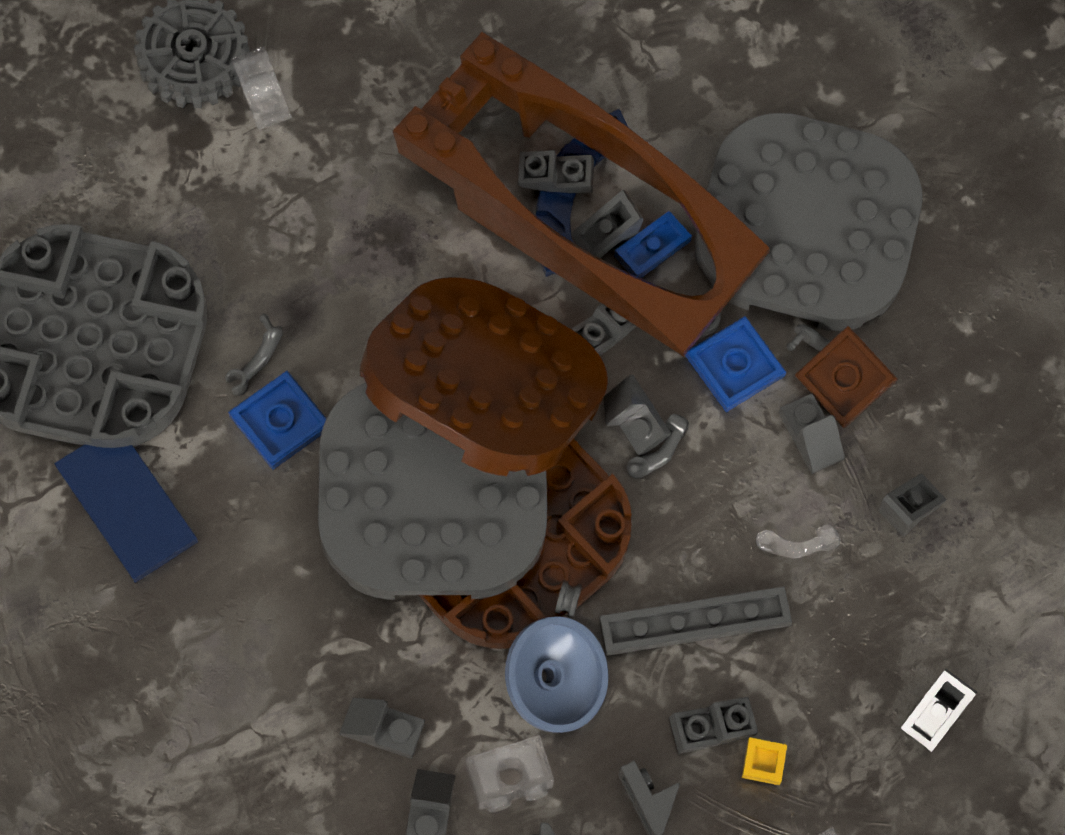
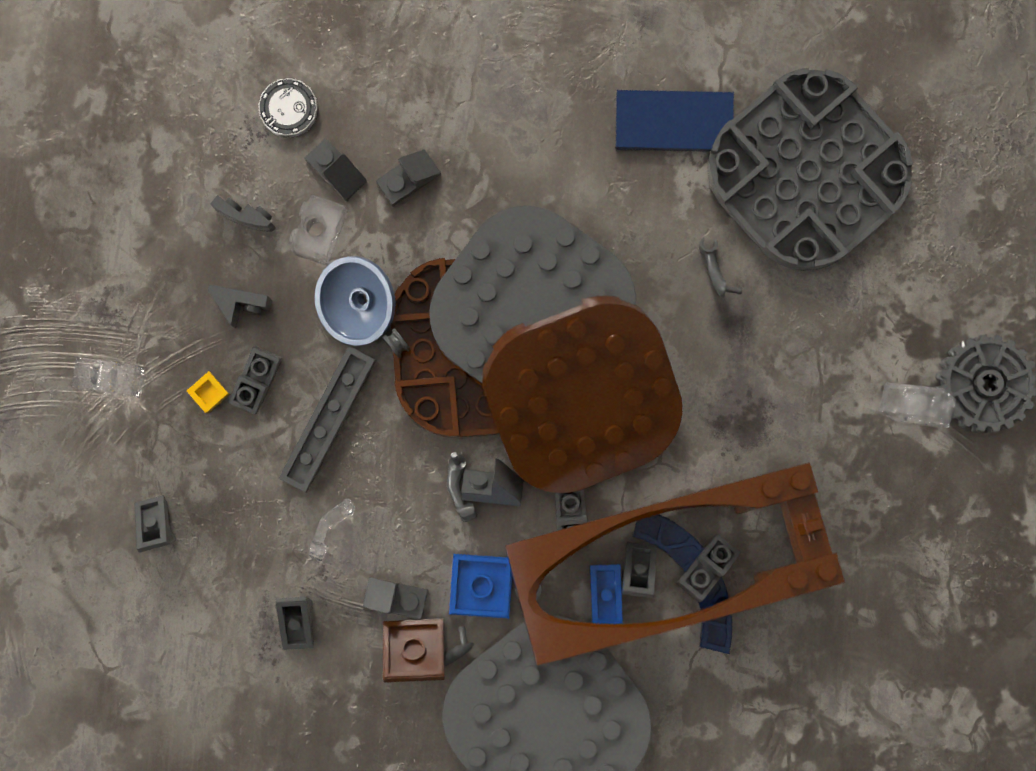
camera: 135 degrees right, 15 degrees up
(279, 420) = (661, 255): blue tile -> none

